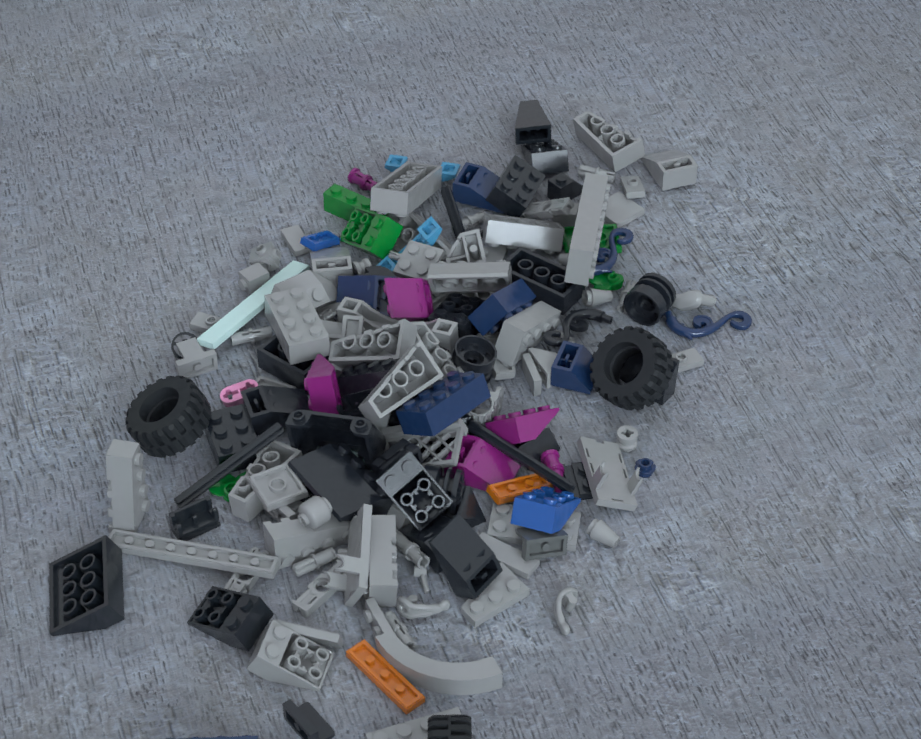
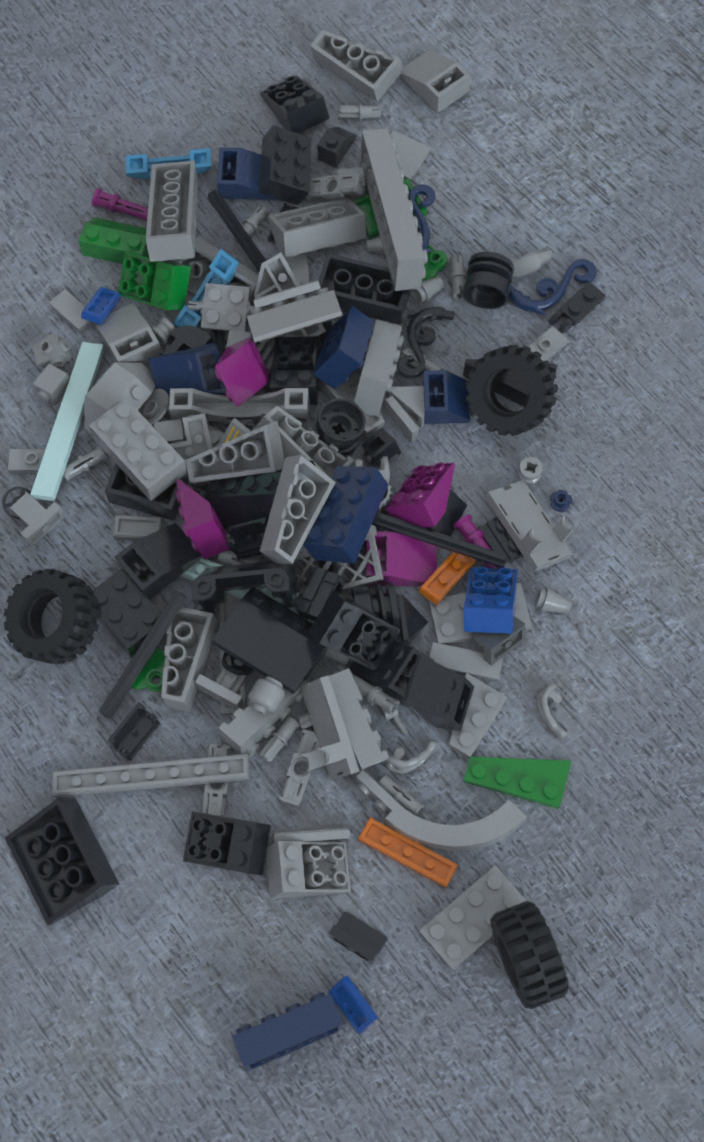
camera: 20 degrees left, 25 degrees up
(126, 485) = (53, 731): light grey wedge -> none
(235, 391) = (110, 551): bright pink beam -> none
(277, 487) = (210, 671): light grey tile -> none
(470, 257) = (287, 294): none -> light grey tile
(509, 384) = (380, 445): none -> black brick
(517, 654) = (526, 779): none -> green wing
(531, 124) = (266, 64): black slope -> none
(632, 187) = (406, 119): light grey plate -> none
(722, 342) = (578, 307): none -> black hinge

